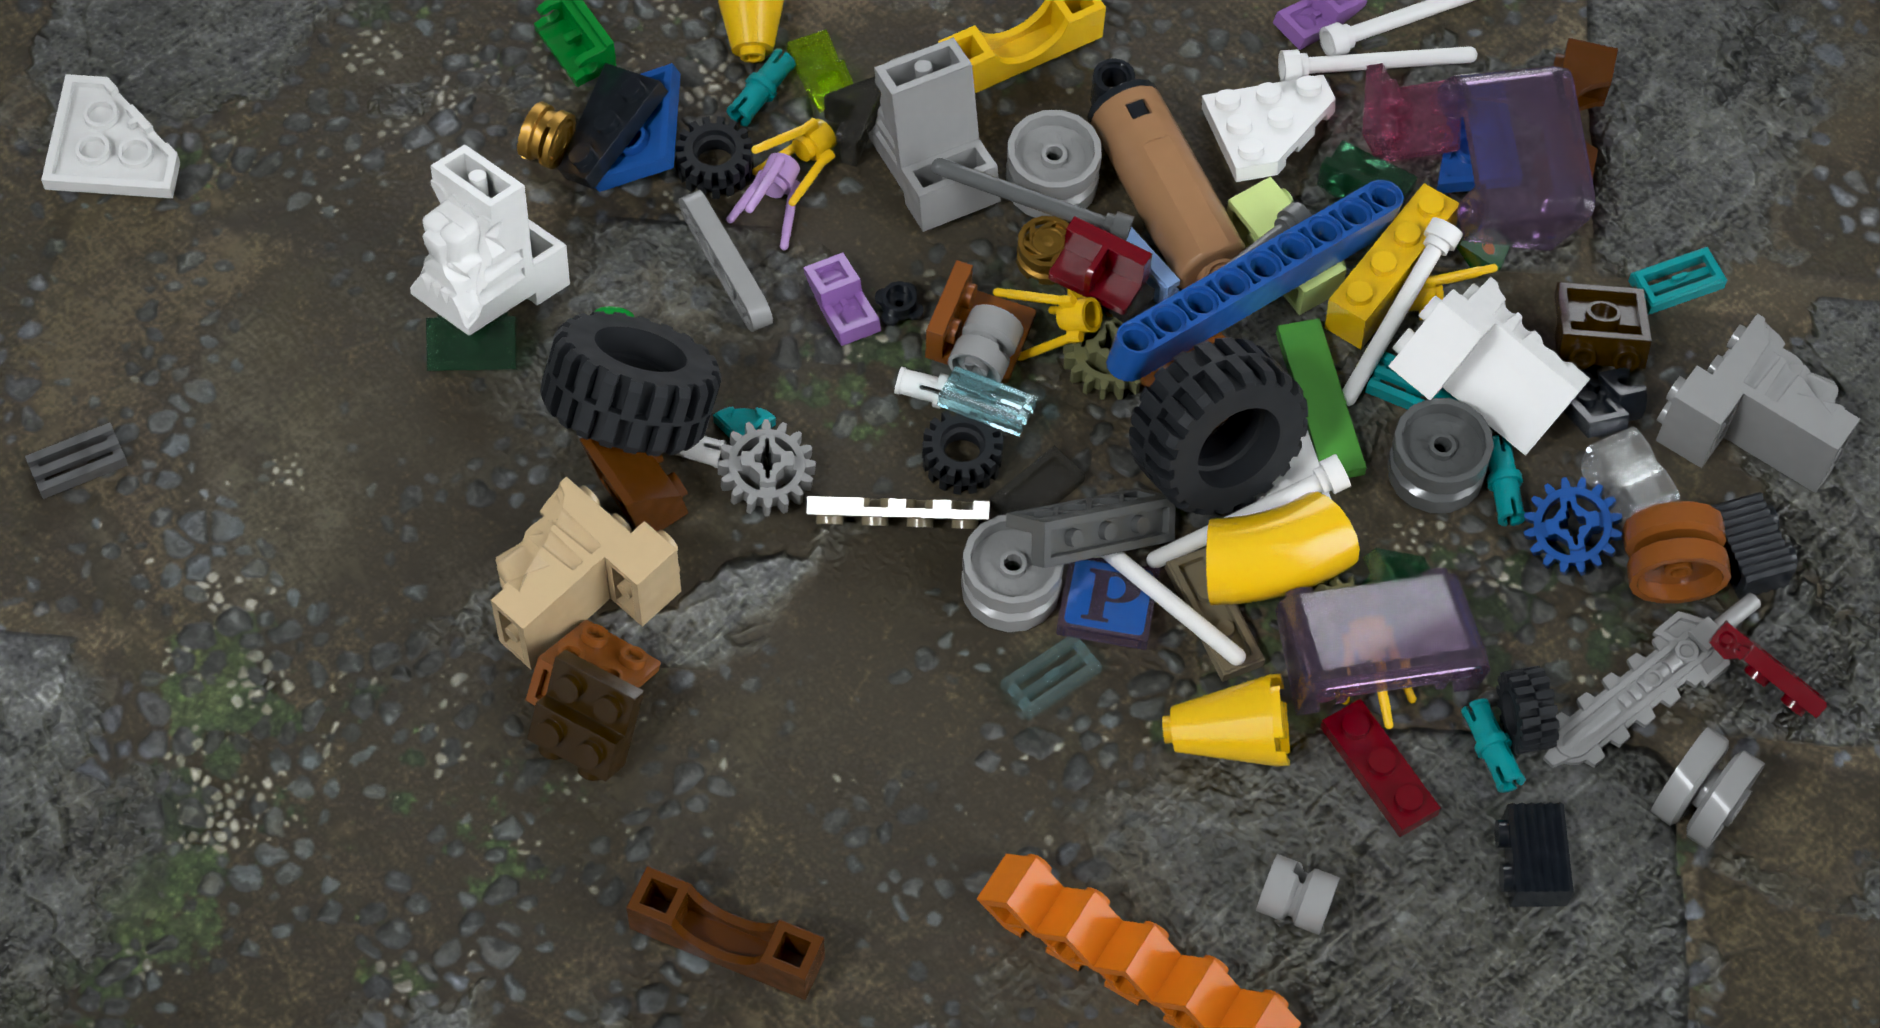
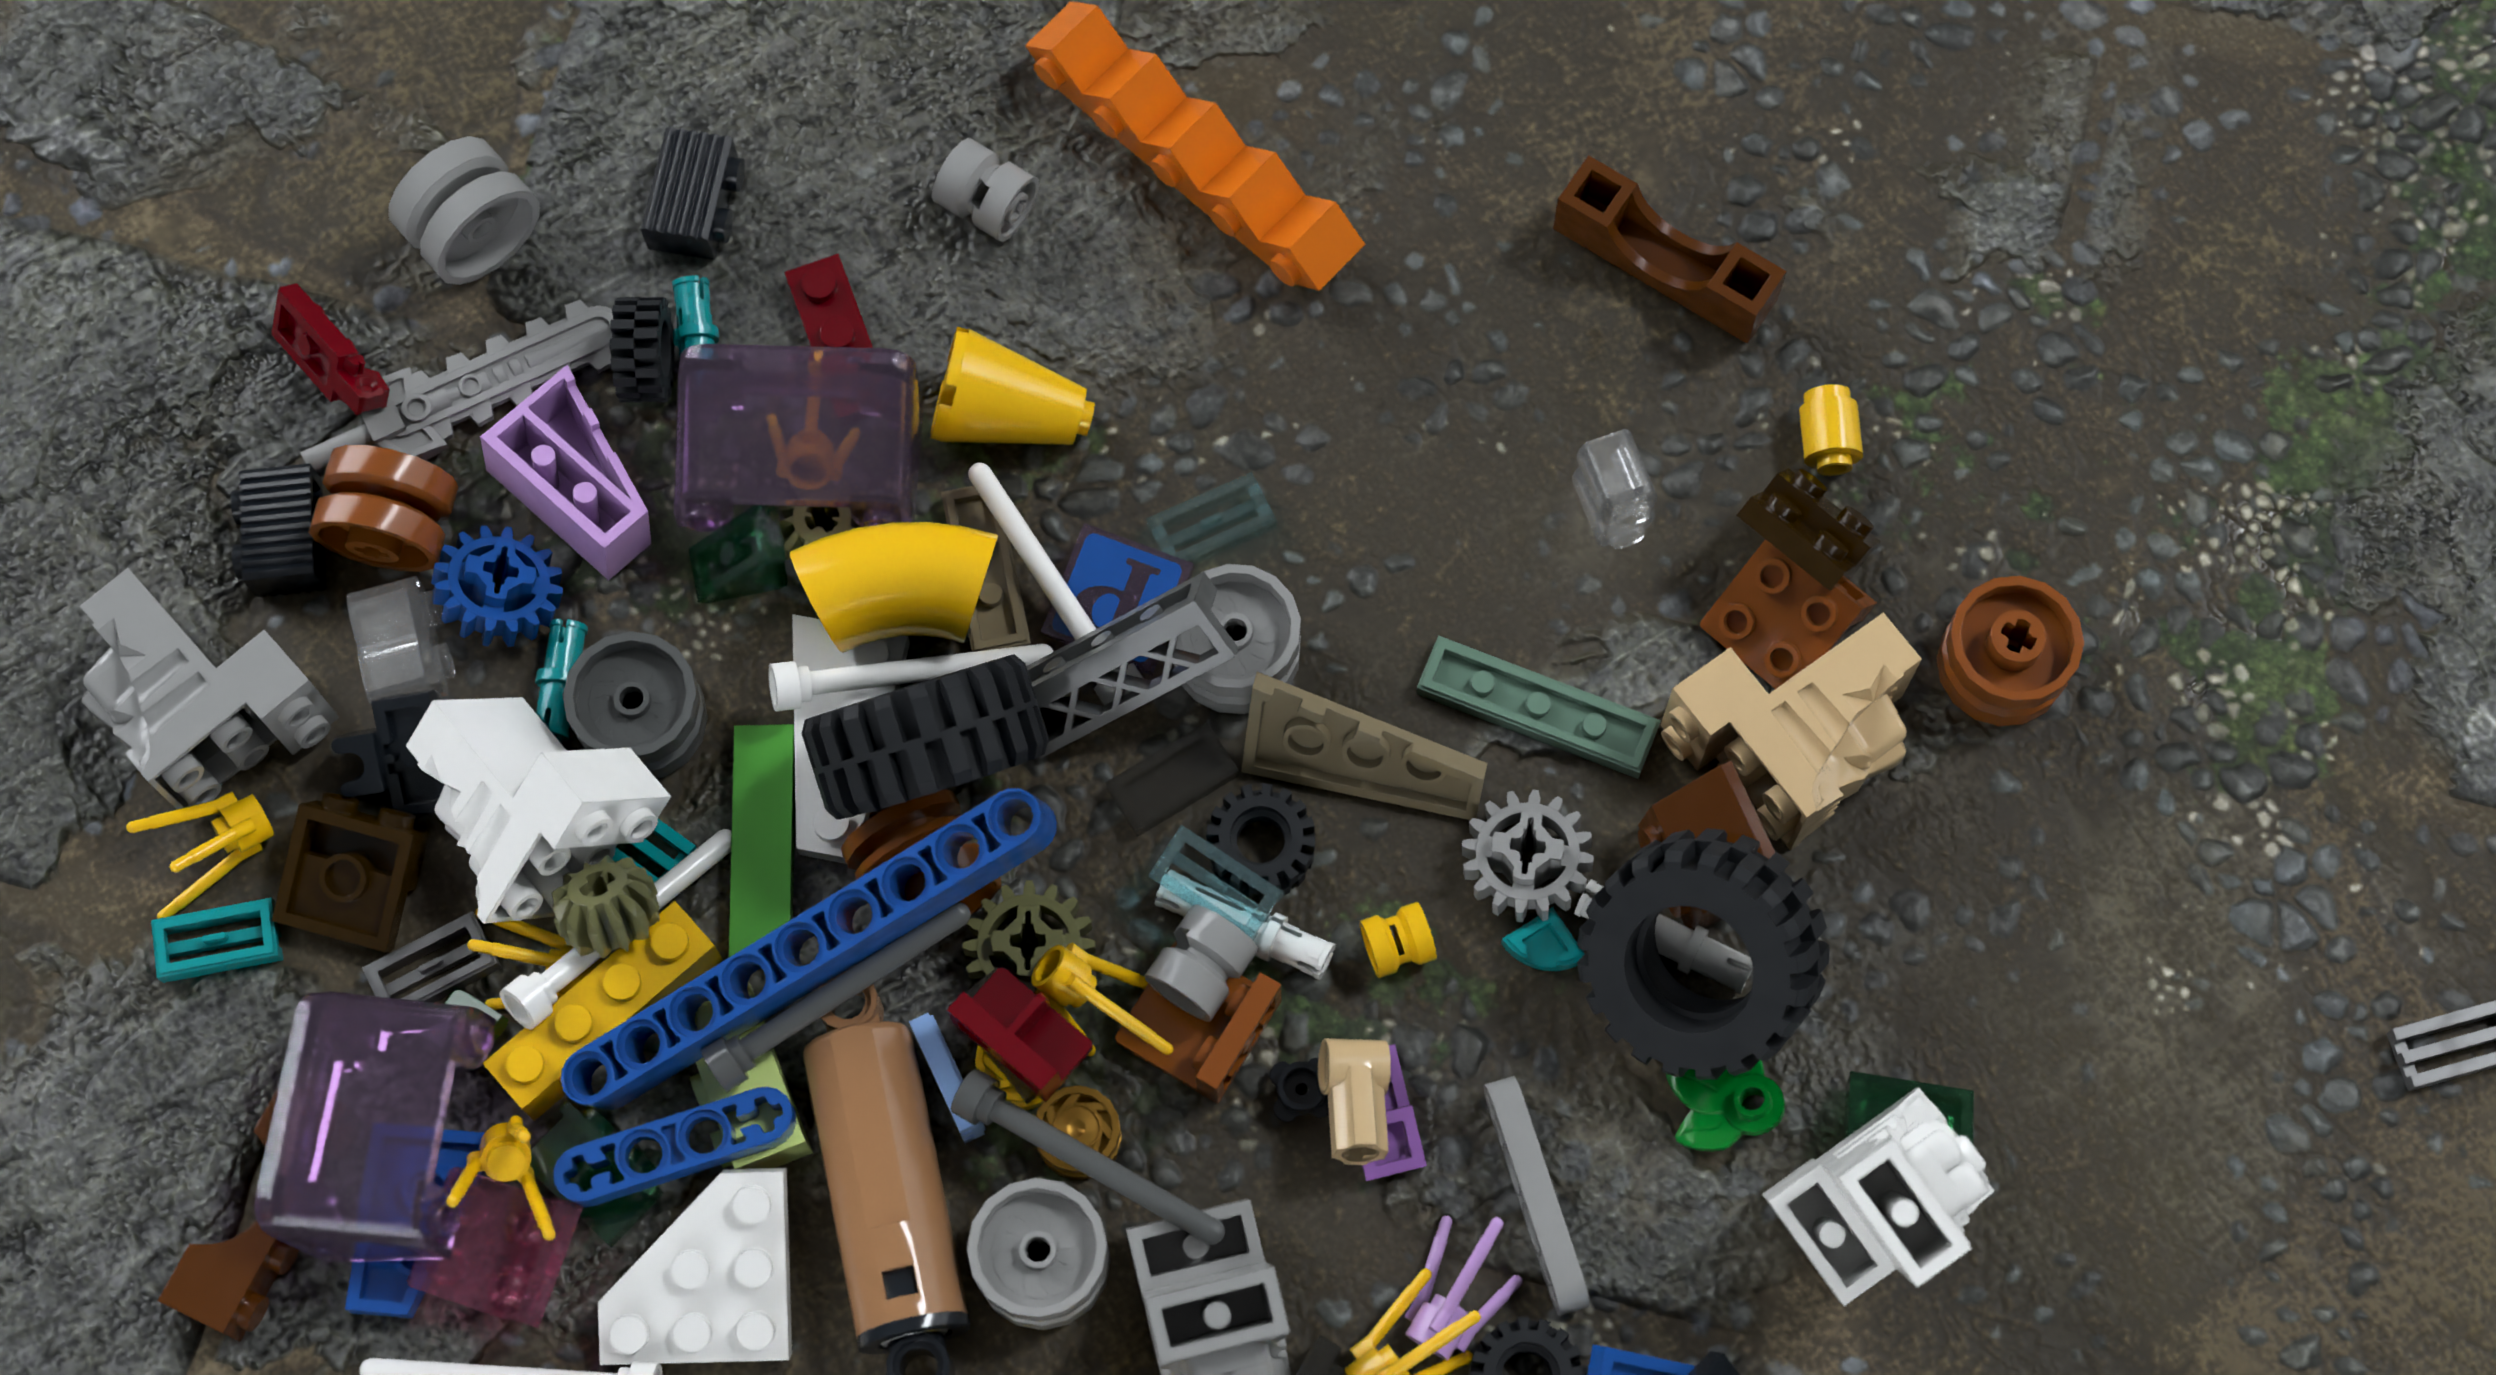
camera: 165 degrees left, 10 degrees up
(420, 663) = (2010, 650): none -> dark orange wheel
(575, 817) = (1830, 430): none -> yellow brick
(741, 723) = (1614, 489): none -> clear brick
(775, 583) = (1538, 707): none -> sand green tile
(850, 399) = (1411, 936): none -> yellow wheel
(862, 290) = (1356, 1082): none -> tan piece
(1309, 170) = (673, 1137): none -> blue beam
(1397, 293) = (605, 906): none -> olive gear
(1423, 158) = (505, 1158): none -> yellow plant
(1540, 293) = (425, 945): none -> flat silver tile
(1547, 609) = (568, 476): none -> lavender wedge
(1691, 336) = (238, 828): none -> yellow plant

